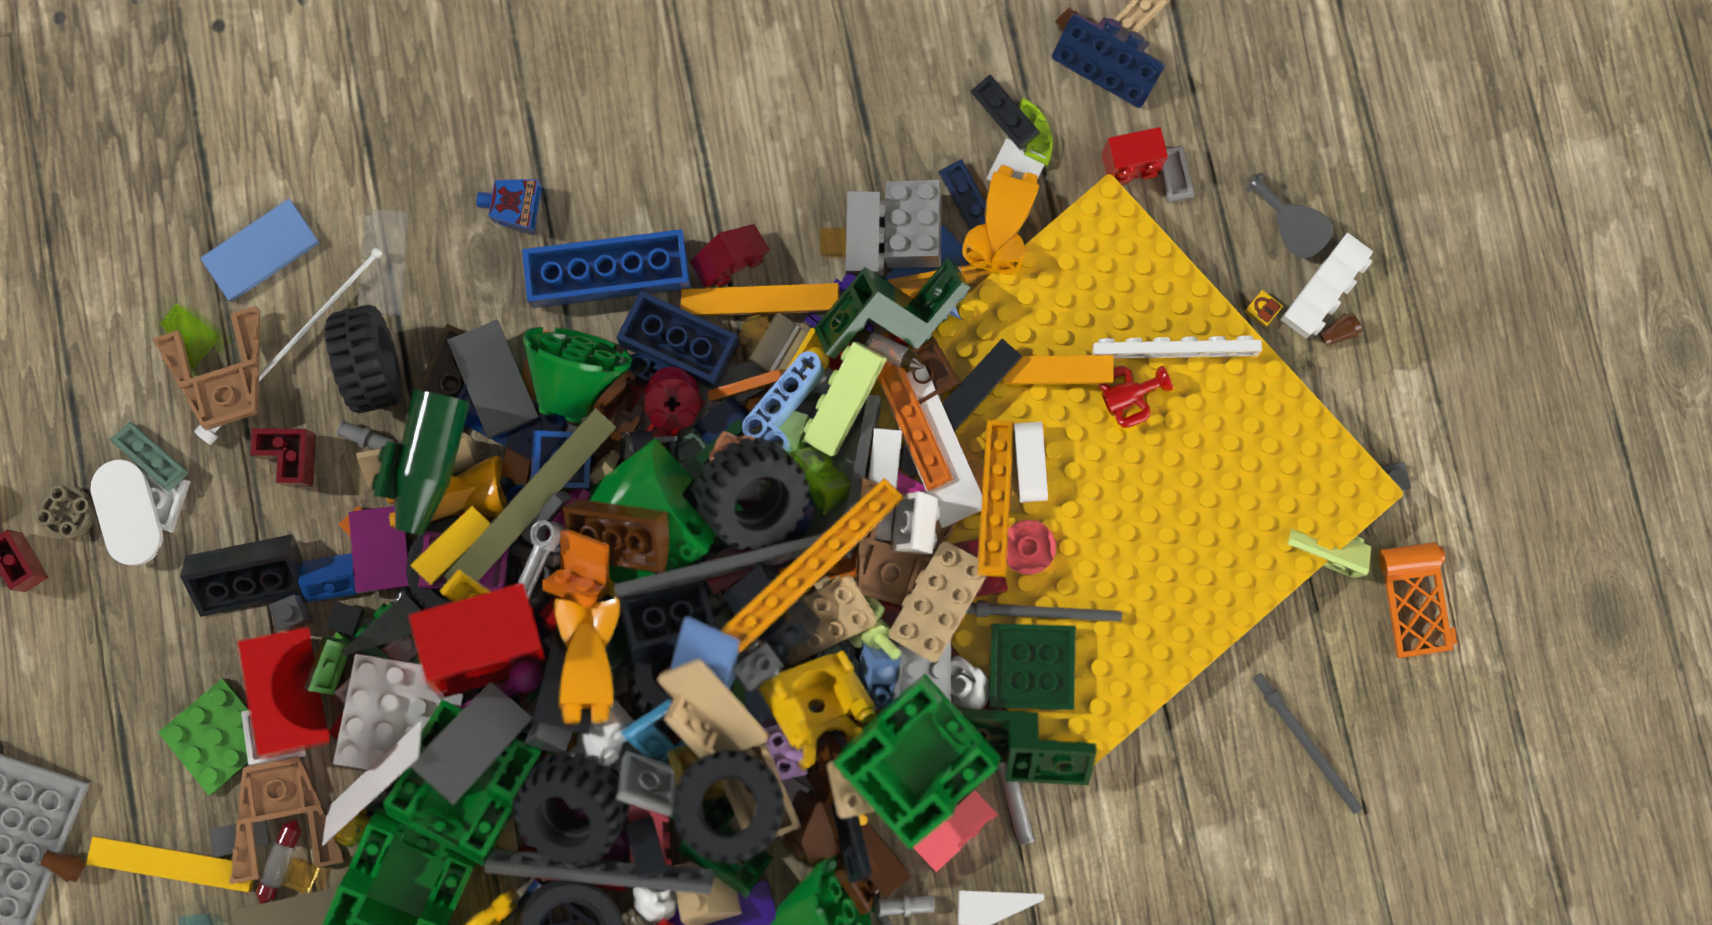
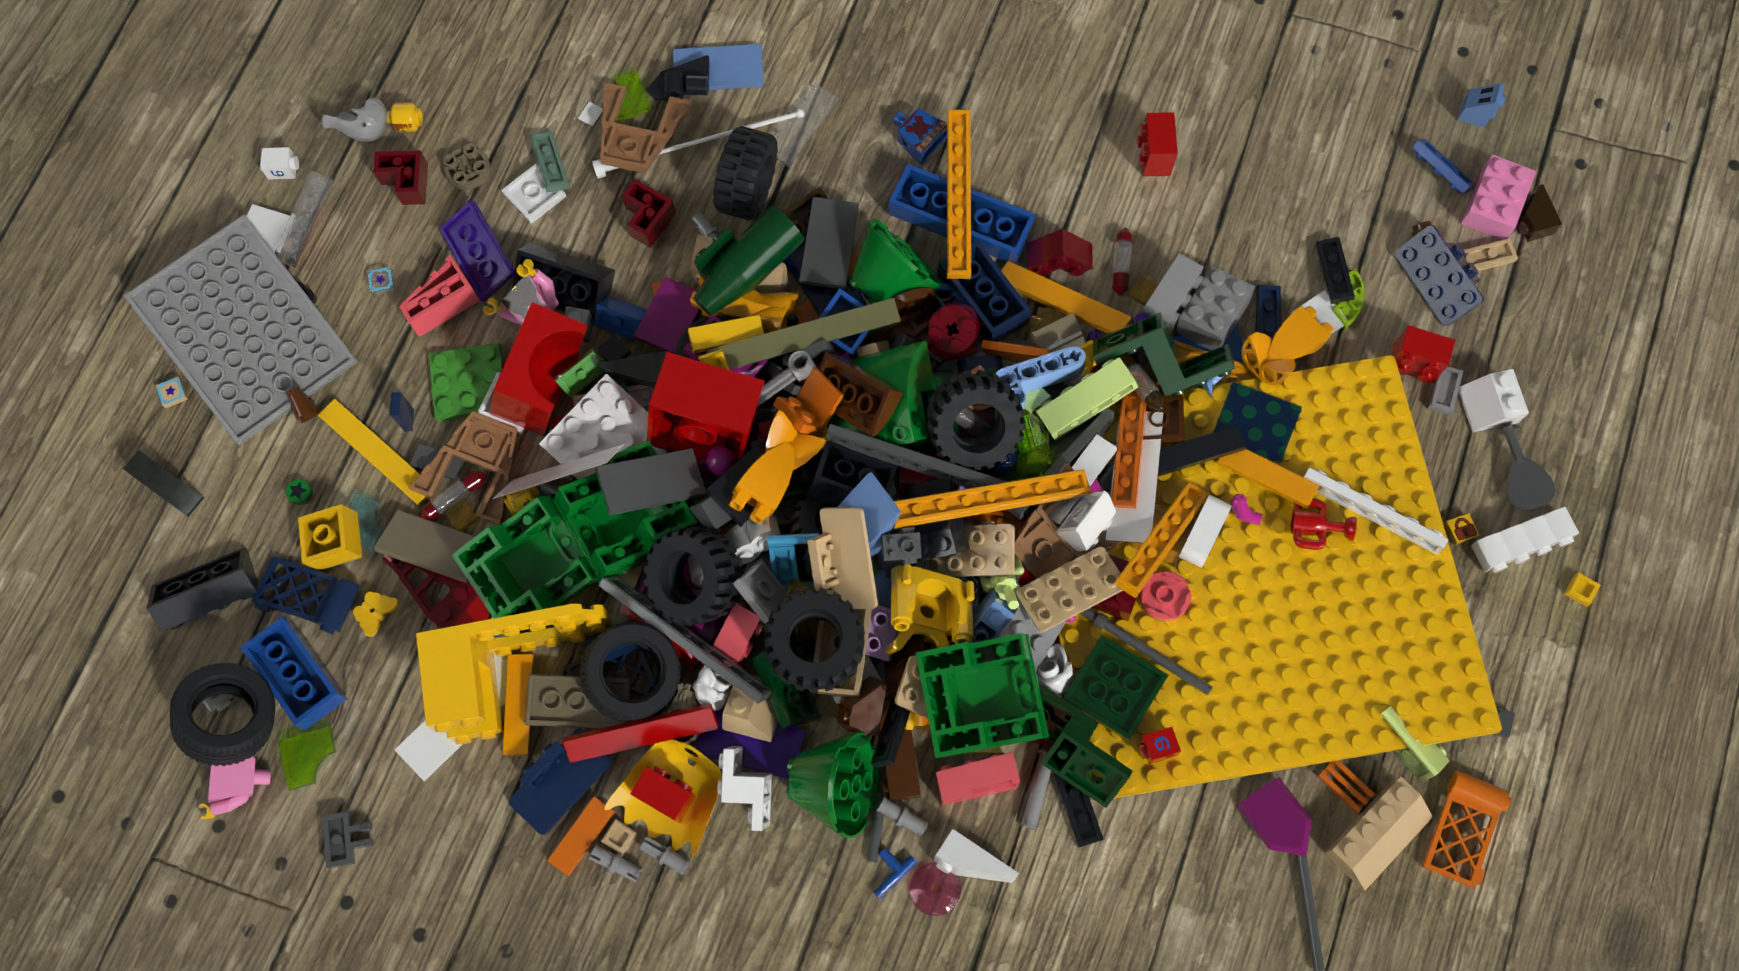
camera: 30 degrees right, 10 degrees down
(57, 685) = (381, 281): none -> clear tile
(126, 512) = (509, 188): white tile -> none
(131, 671) = (439, 299): none -> coral wedge
(137, 597) = (477, 251): none -> dark purple tile
(158, 377) = (590, 113): none -> white sticker
(171, 812) = (401, 411): none -> dark blue tile
(225, 620) = (533, 287): none -> torso
(232, 288) = (682, 80): none -> black panel
(592, 252) = (958, 194): none -> light orange tile
(645, 848) = (730, 639): black tile -> none
(759, 79) = (1157, 144): none -> red brick
(794, 223) = (1122, 261): none -> piece
(858, 892) = (871, 775): reddish brown tile -> none
(1020, 315) = (1261, 419): none -> piece
(1053, 419) = (1242, 510): none -> dark pink arm
(1069, 803) = (1080, 813): none -> black tile
(1104, 699) = (1159, 745): none -> red brick
(1226, 161) = (1493, 401): none -> white slope
(1247, 694) = (1278, 818): none -> magenta tile
(1313, 629) = (1352, 778): none -> orange tile
(1342, 329) = (1518, 580): reddish brown cone -> none
(1343, 650) = (1380, 833): none -> tan slope
(1403, 302) = (1582, 589): none -> yellow tile

